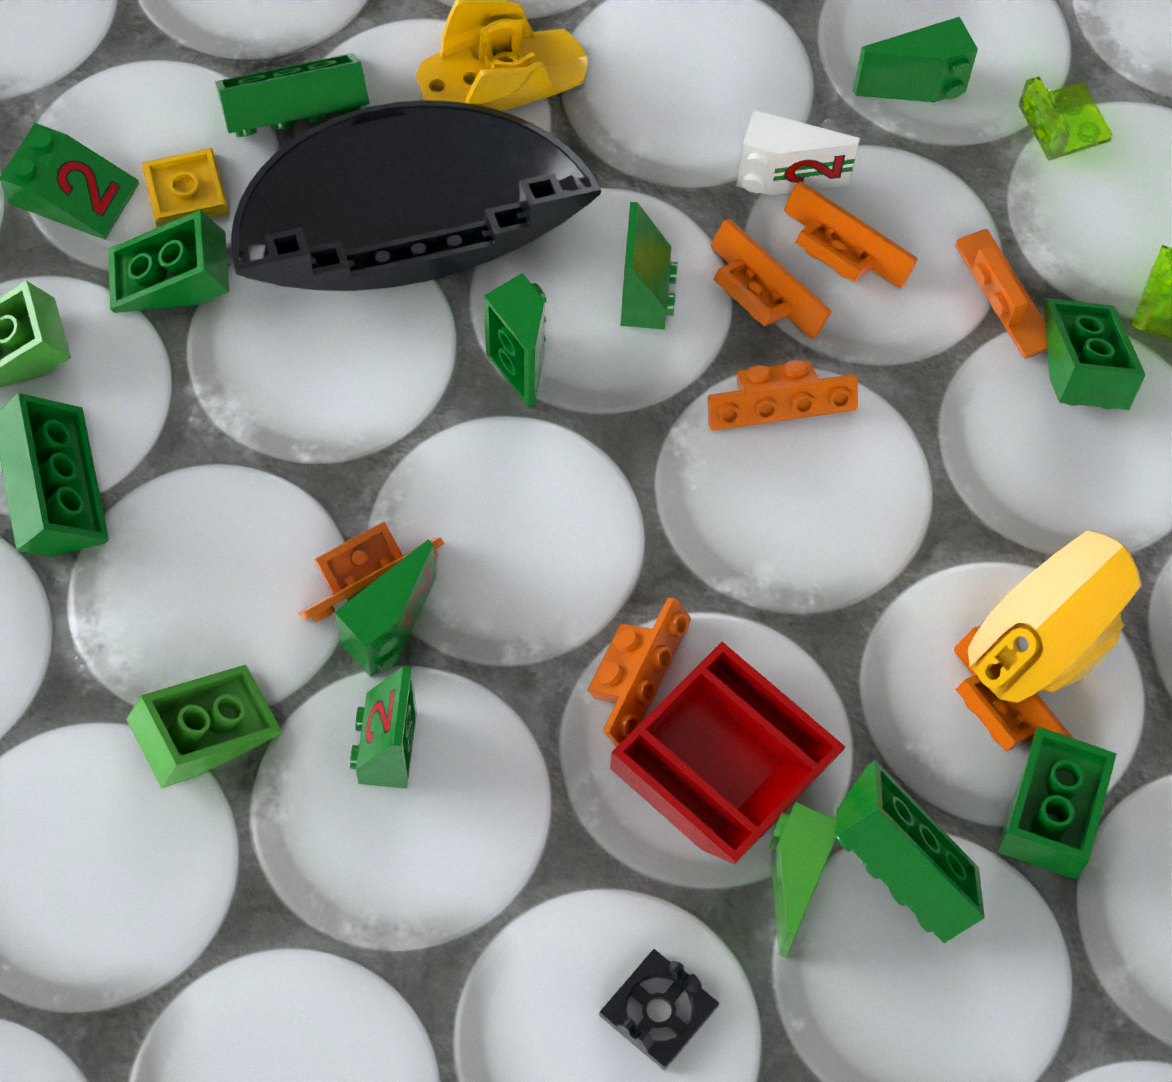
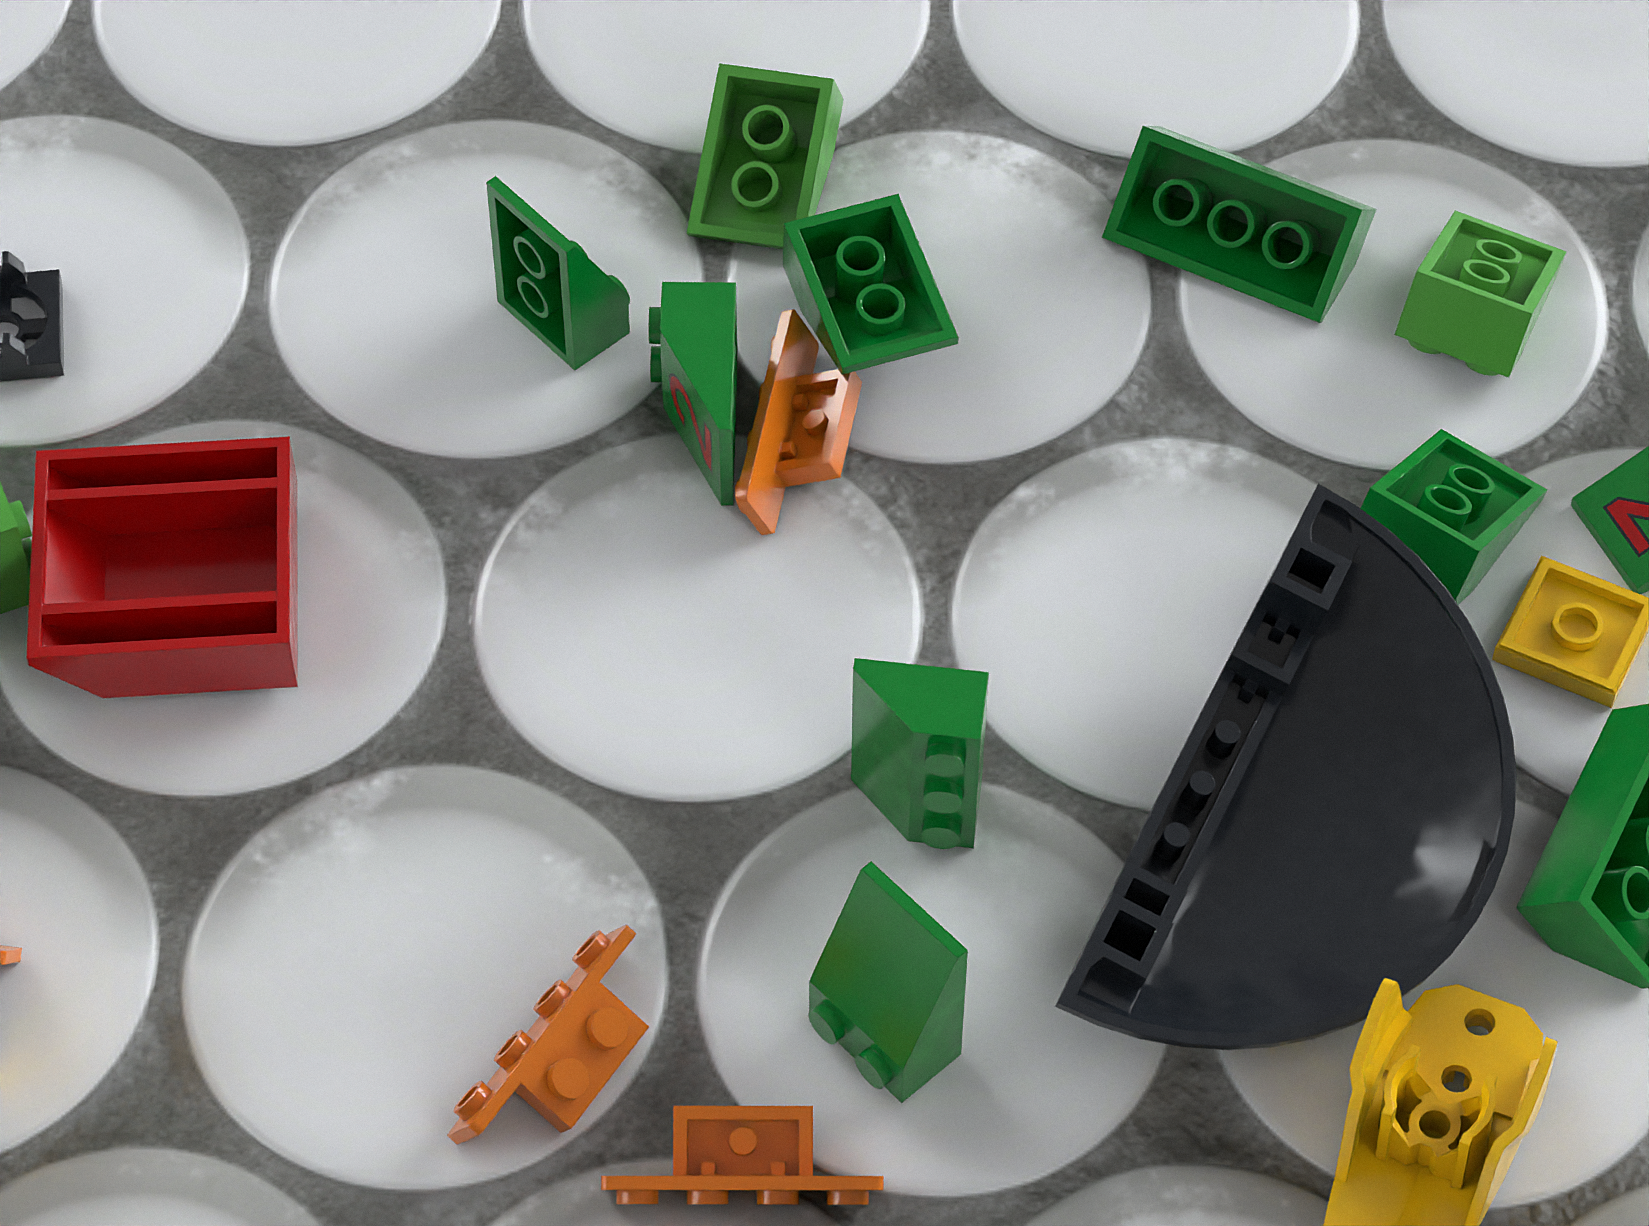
camera: 135 degrees right, 10 degrees down
(258, 591) = (866, 284): none -> green slope
(636, 668) = (377, 587): orange bracket -> none

